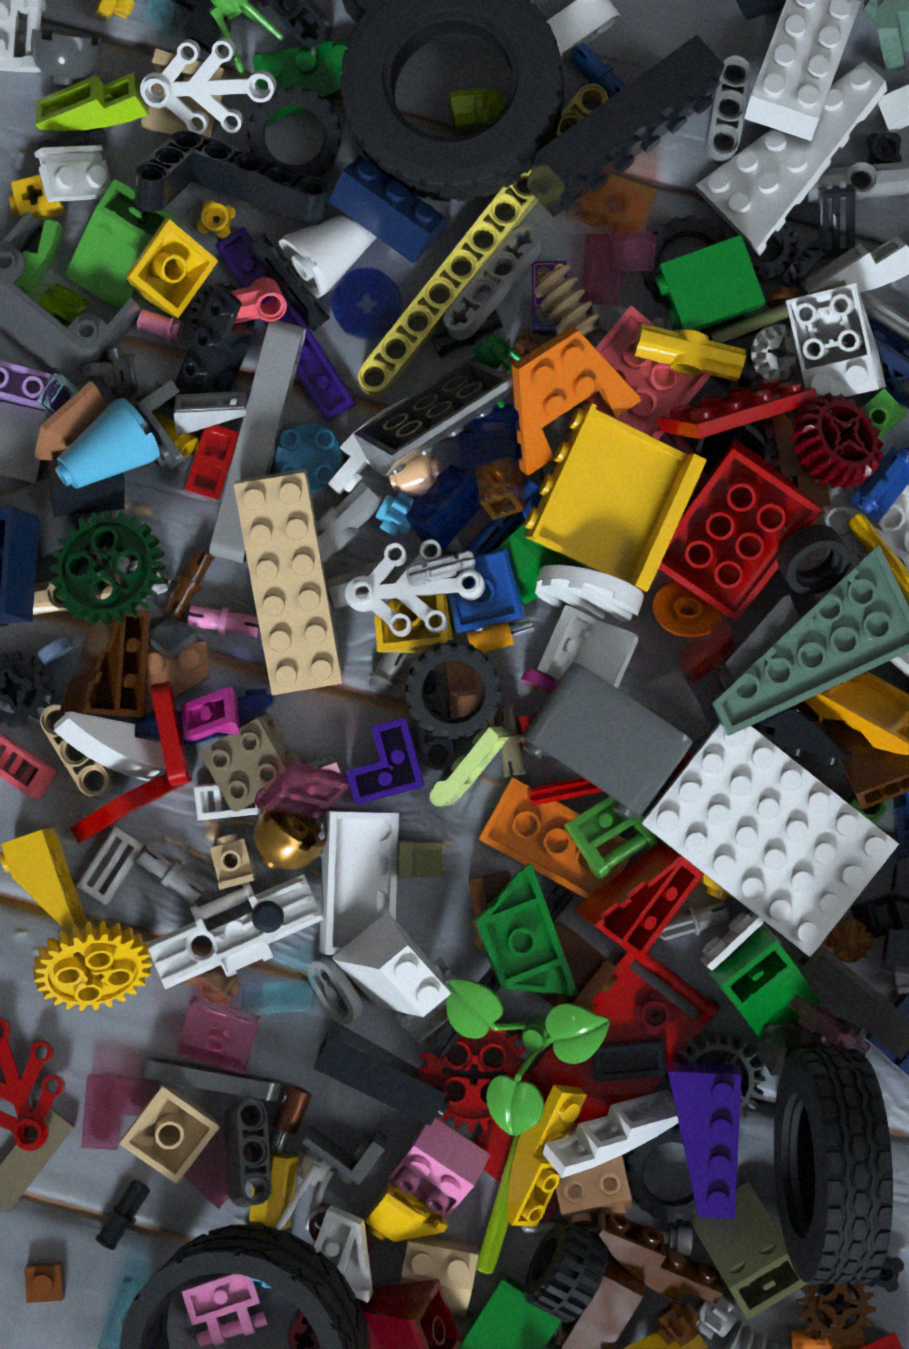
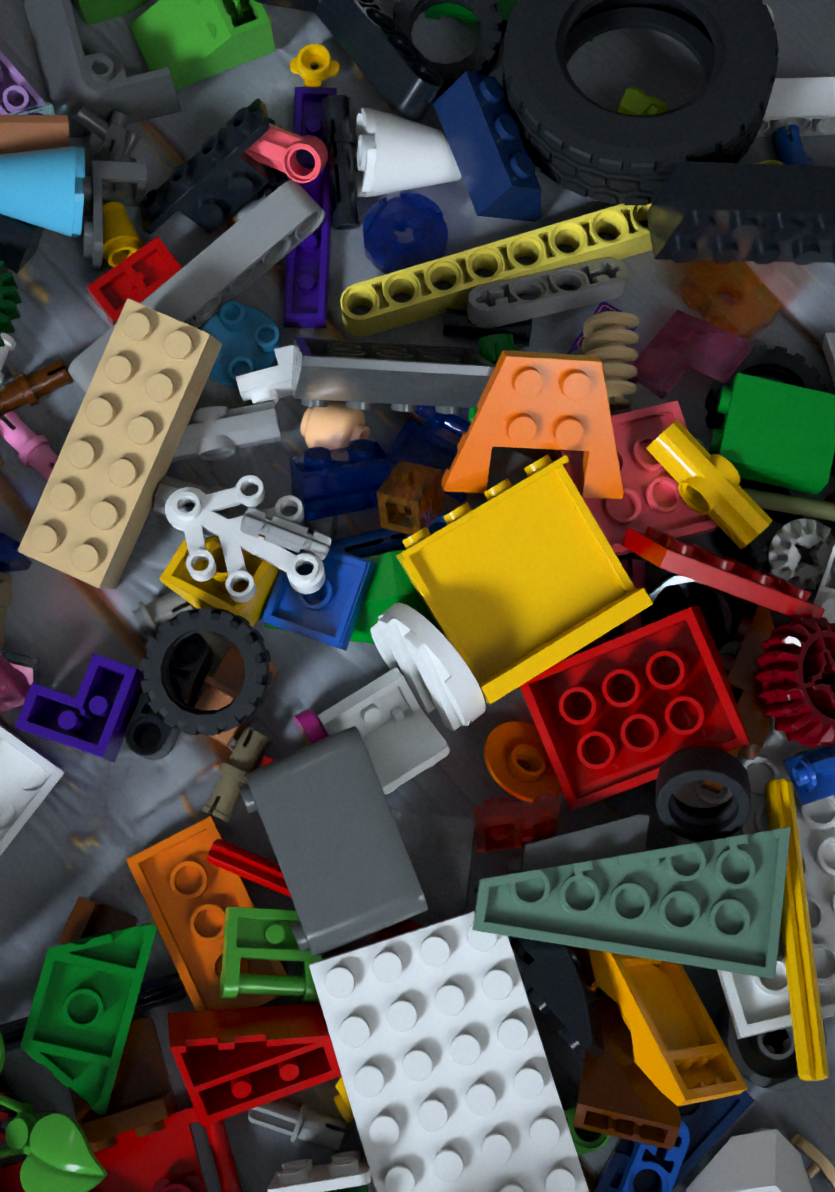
camera: 25 degrees right, 10 degrees down
(63, 302) = (106, 38): clear neon green tile -> none
(160, 325) = (185, 126): bright pink pin -> none
(170, 269) = (229, 66): yellow slope -> none
(207, 409) = (156, 219): light grey slope -> none
(393, 514) = (278, 450): medium azure gear -> none
(420, 859) = (48, 837): olive panel -> none
(469, 766) = (172, 771): yellowish green hinge -> none
(498, 635) = (302, 653): light orange piece -> none

